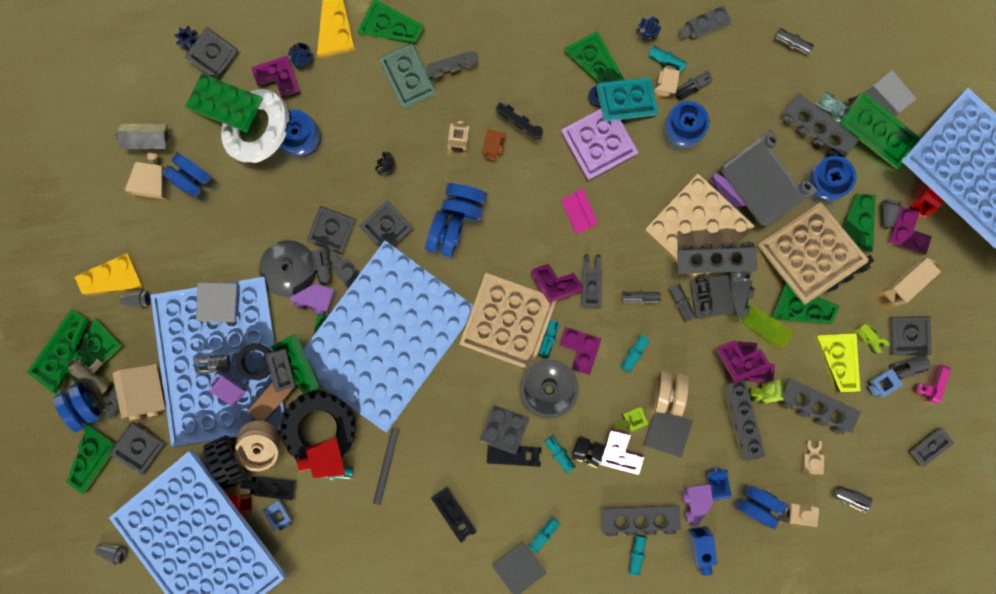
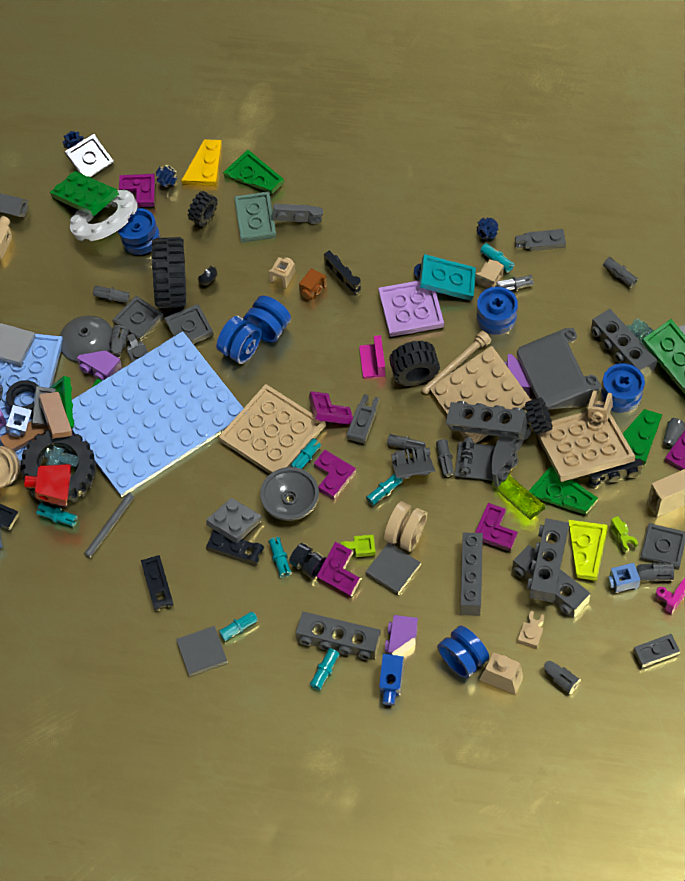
camera: 20 degrees right, 25 degrees down
(186, 175) = (28, 237): blue wheel -> none
(267, 398) = (19, 415): none -> brick
(295, 211) = (111, 294): none -> dark grey axle
(298, 383) = (55, 415): none -> medium nougat tile
(320, 430) = (57, 457): none -> clear light blue plate
(350, 182) = (169, 272): none -> black tyre
(353, 86) = (202, 208): none -> black tyre
(595, 58) = (428, 238): green wing -> none
(626, 212) = (414, 363): none -> black tyre
(656, 322) = (408, 466): none -> dark grey hinge
(679, 161) = (481, 340): none -> tan piece
(719, 484) = (428, 624): blue bracket -> none
(742, 366) = (483, 521): magenta plate -> none
(765, 240) = (538, 415): none -> black tyre
(770, 392) = (505, 553): lime plate -> none
(819, 211) = (599, 410): none -> tan window
(822, 383) = (546, 588): none -> dark grey brick

